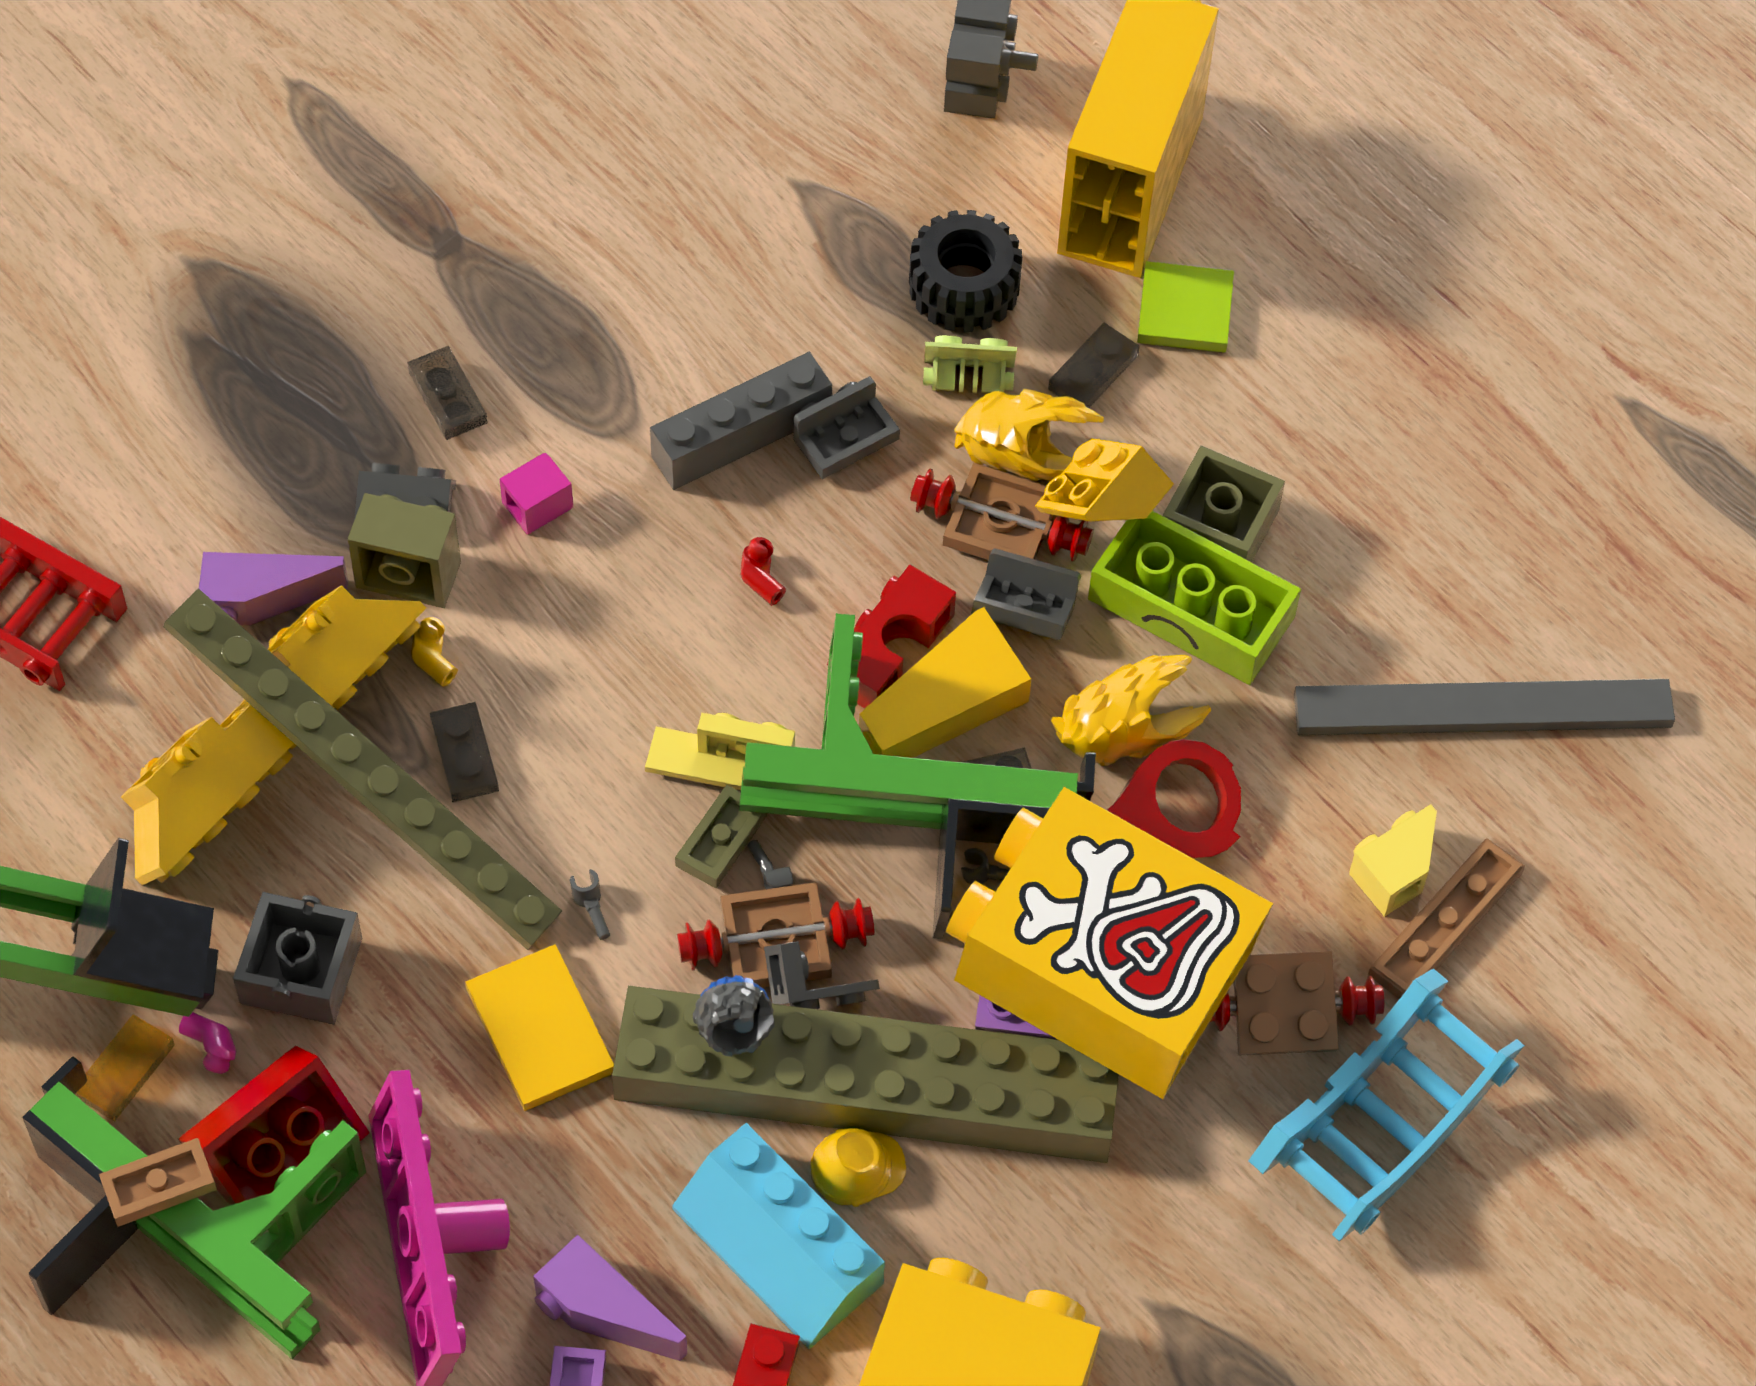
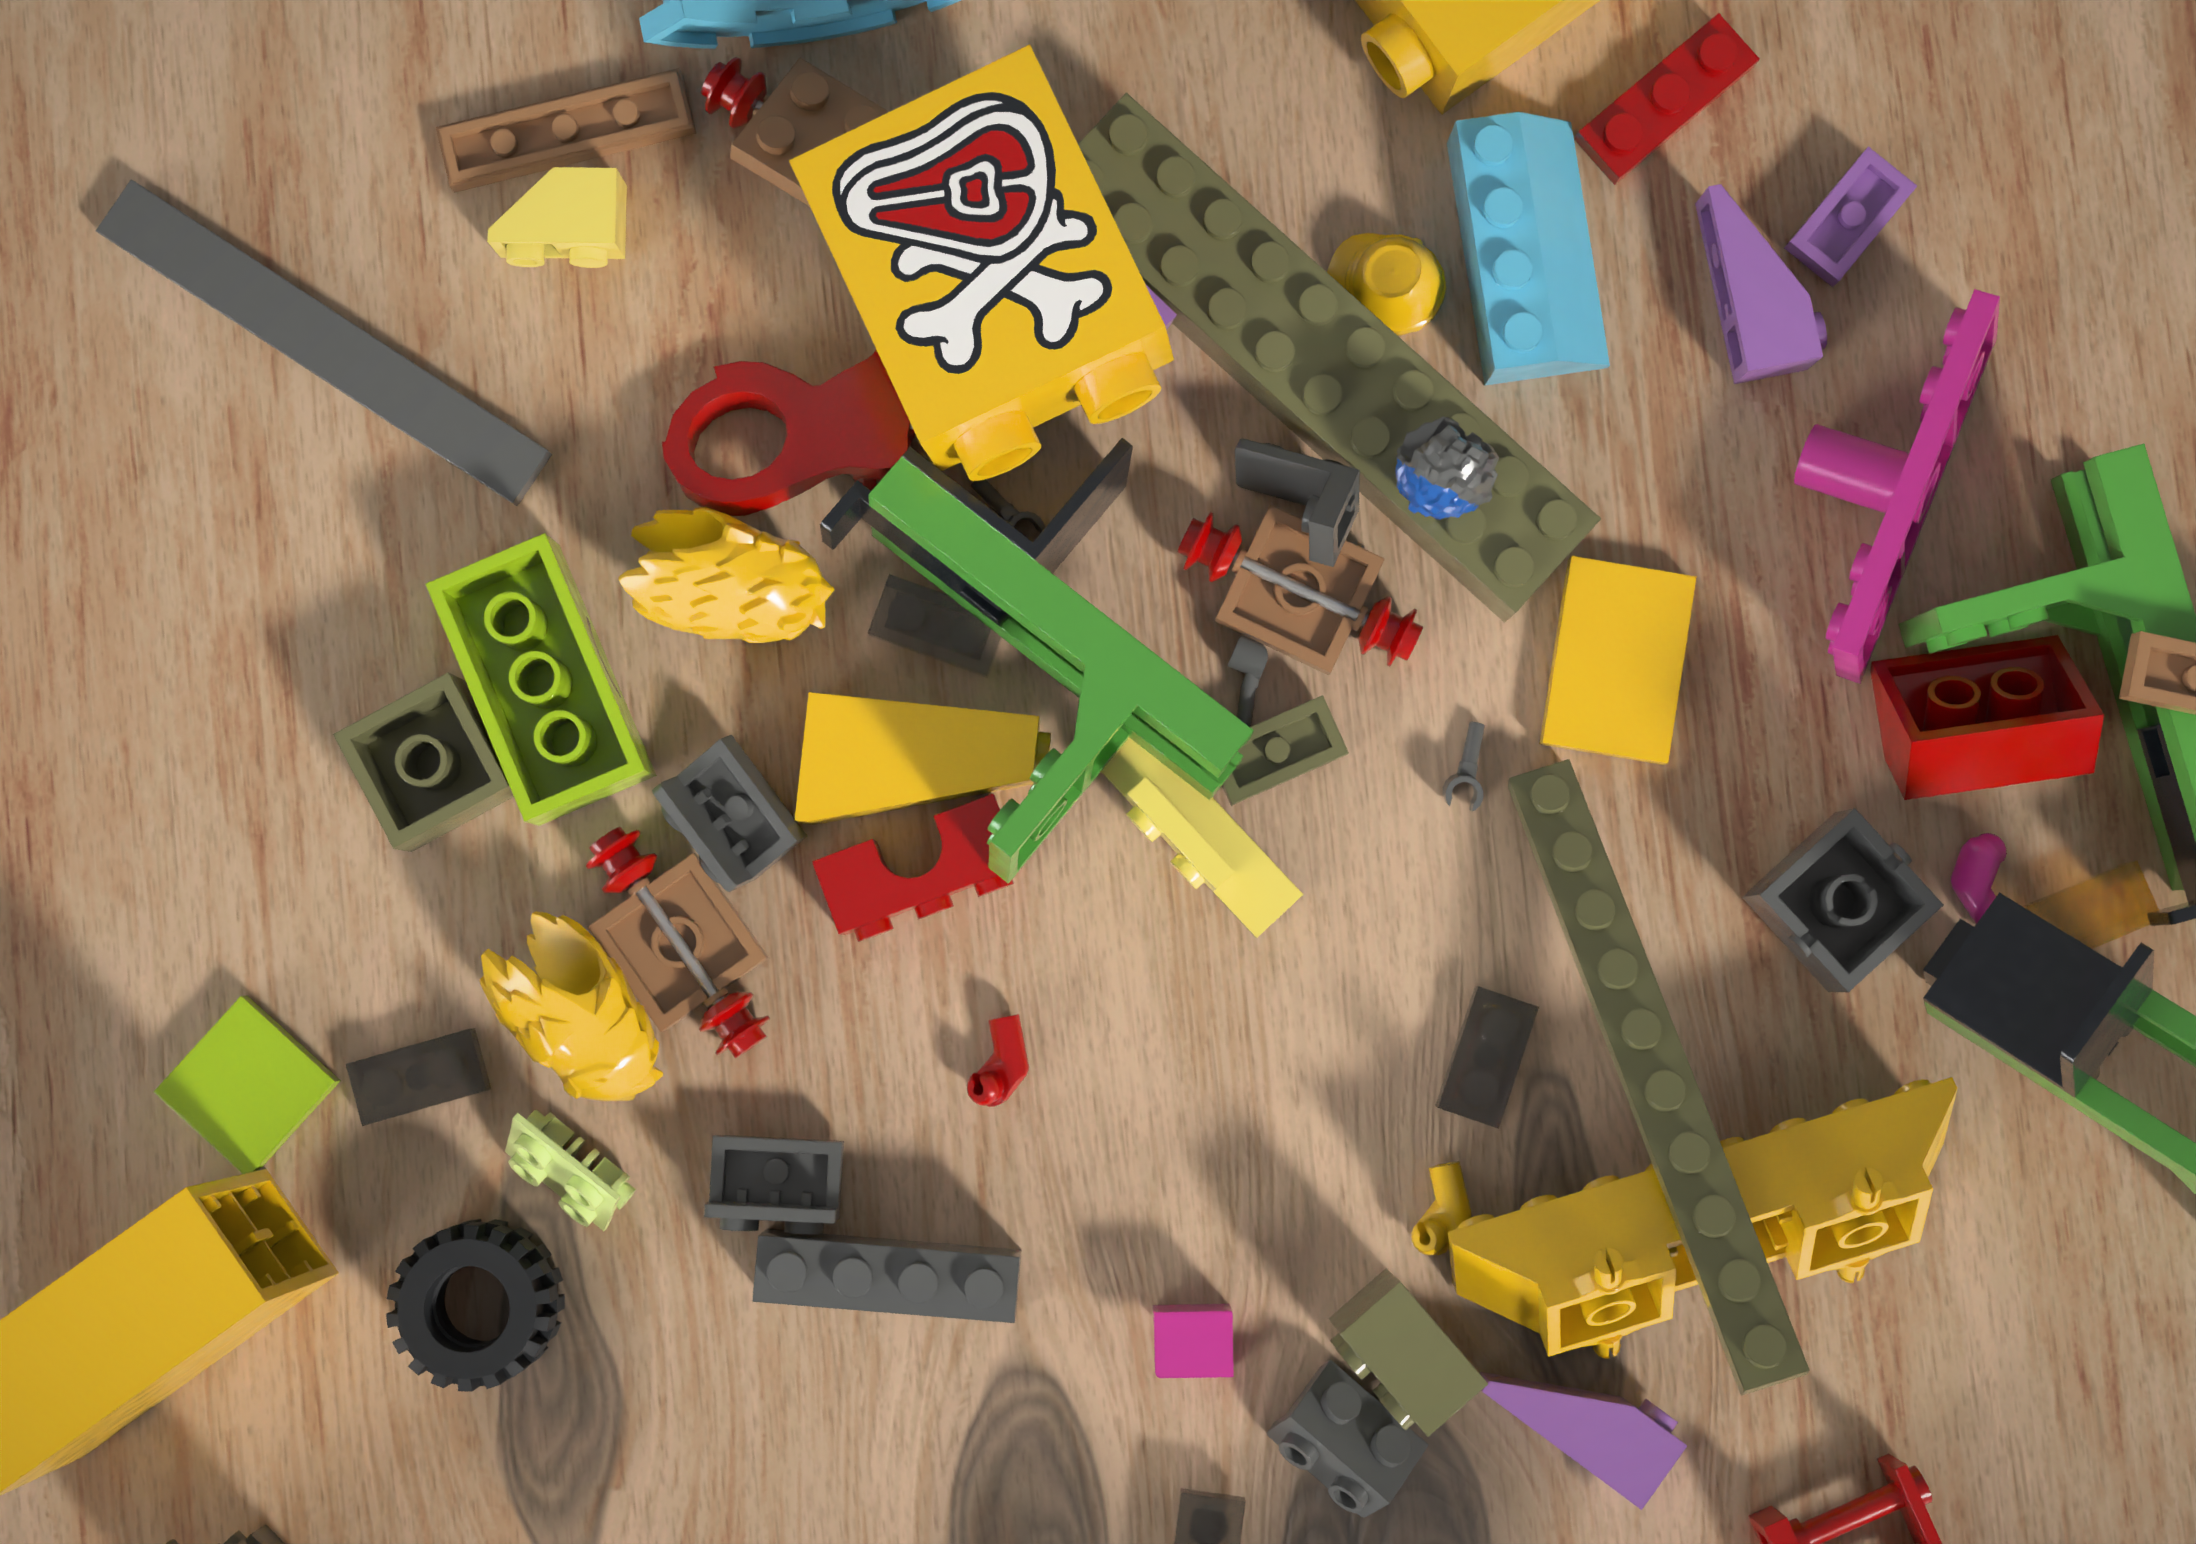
camera: 145 degrees left, 25 degrees up
(1106, 484) = (556, 857): yellow slope -> none

